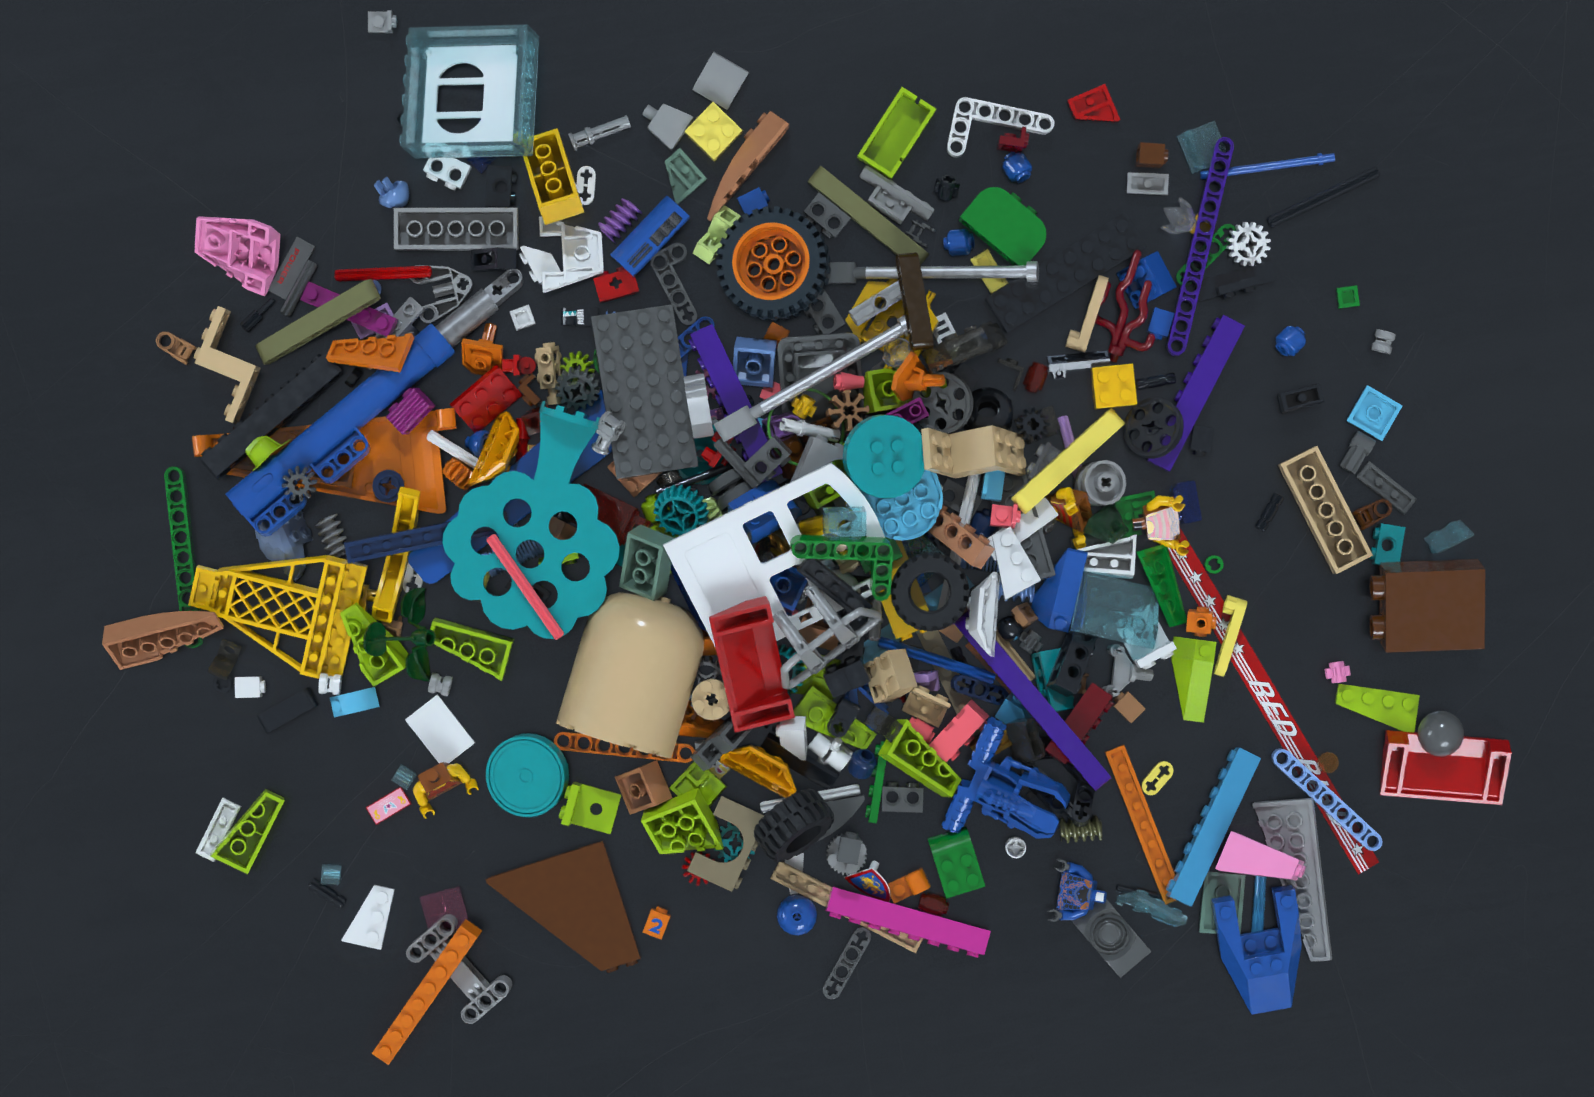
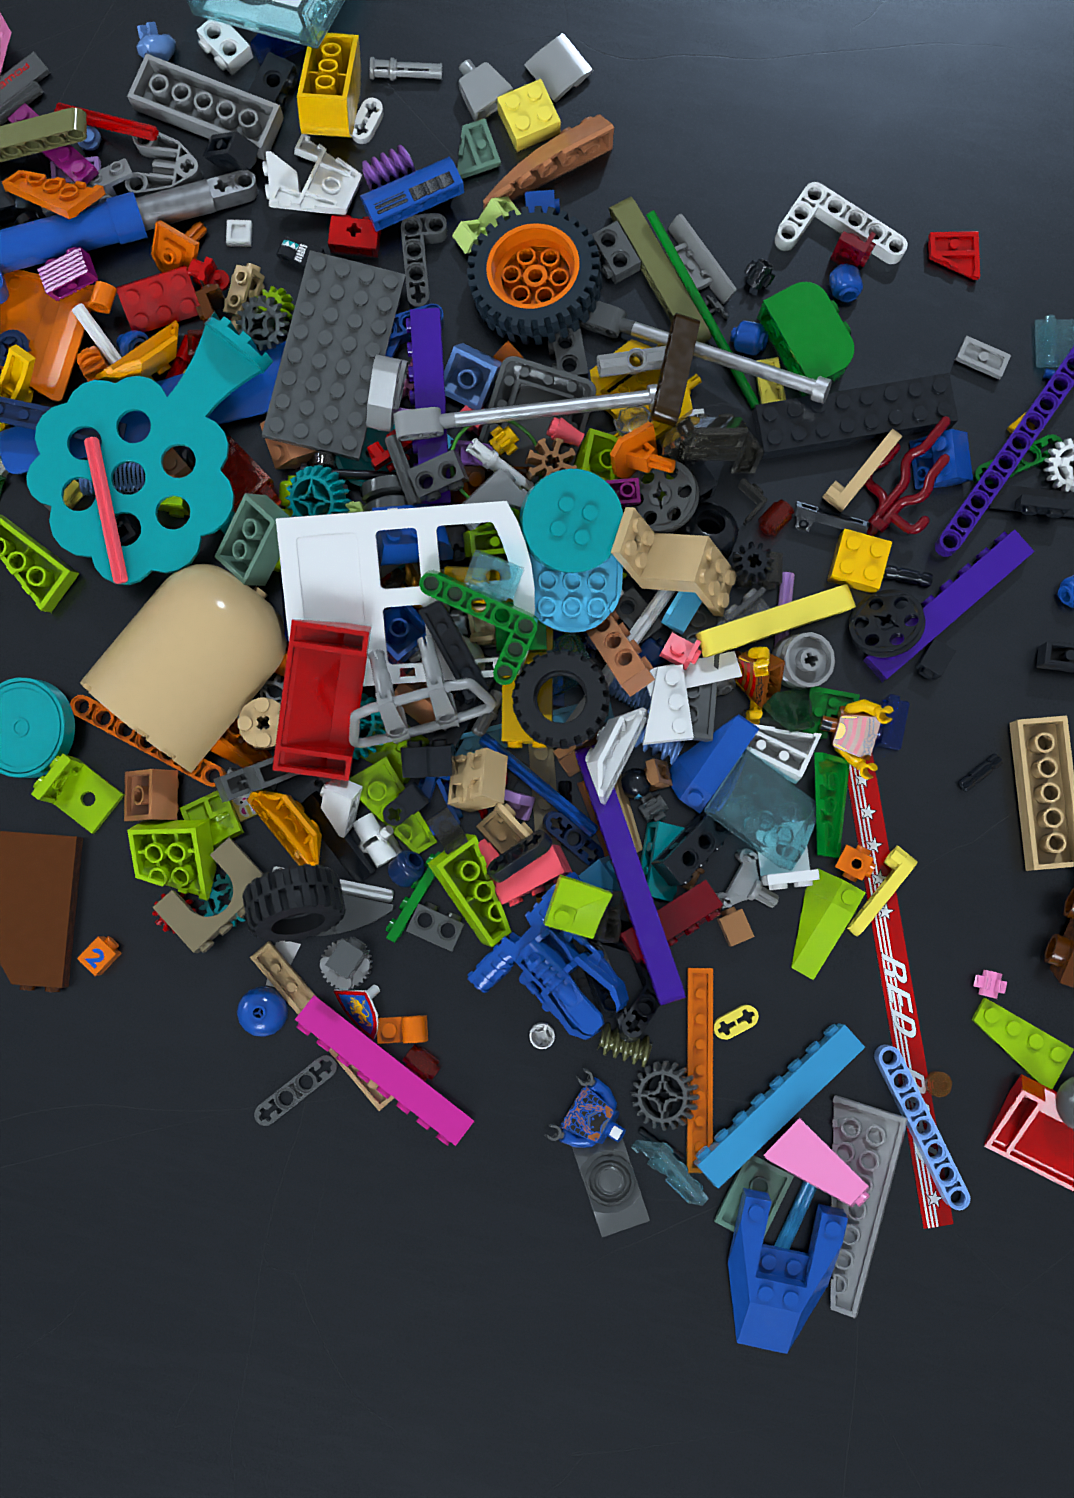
camera: 25 degrees right, 5 degrees down
(608, 431) = (272, 377): light grey connector -> none
(896, 133) = (728, 192): lime piece -> none
(909, 231) = (699, 303): none -> green piece
(953, 711) = (519, 856): none -> black beam
(956, 862) = (467, 1025): green brick -> none
(1004, 743) = (576, 907): none -> lime plate
(1123, 846) = (665, 1106): none -> dark grey gear
(1151, 155) = (1001, 324): reddish brown brick -> none
(1160, 323) = (939, 512): blue brick -> none
(1180, 219) = (1006, 410): clear piece -> none
(1208, 567) = (902, 804): green bush -> none

